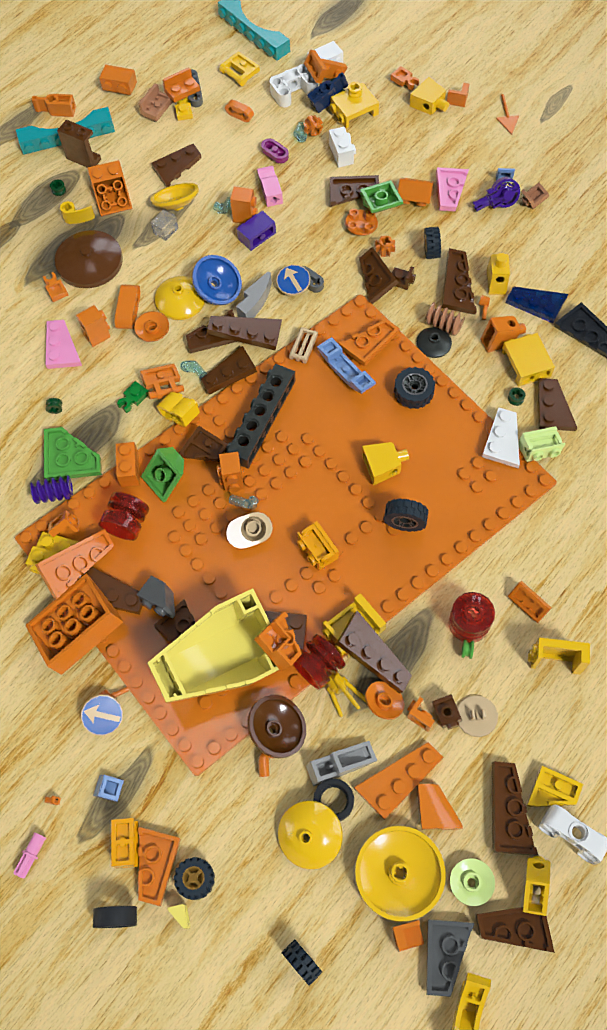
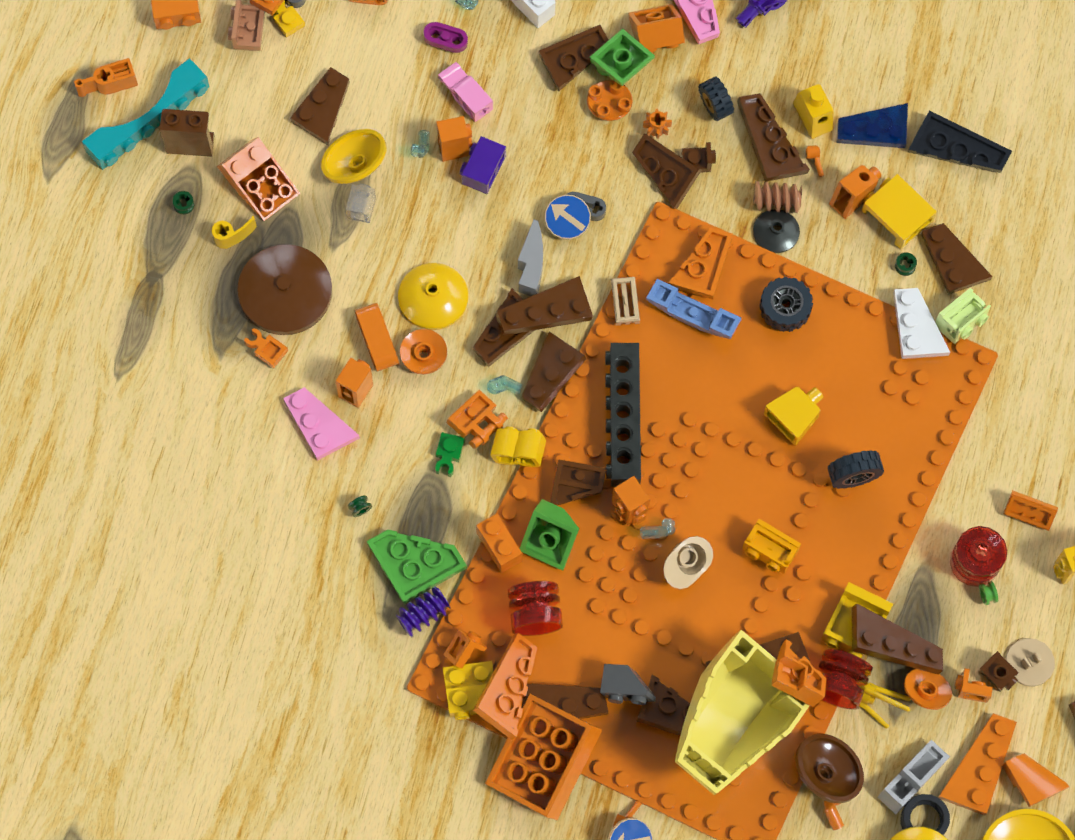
camera: 30 degrees left, 5 degrees up
(222, 274) = (481, 250): blue dish -> none

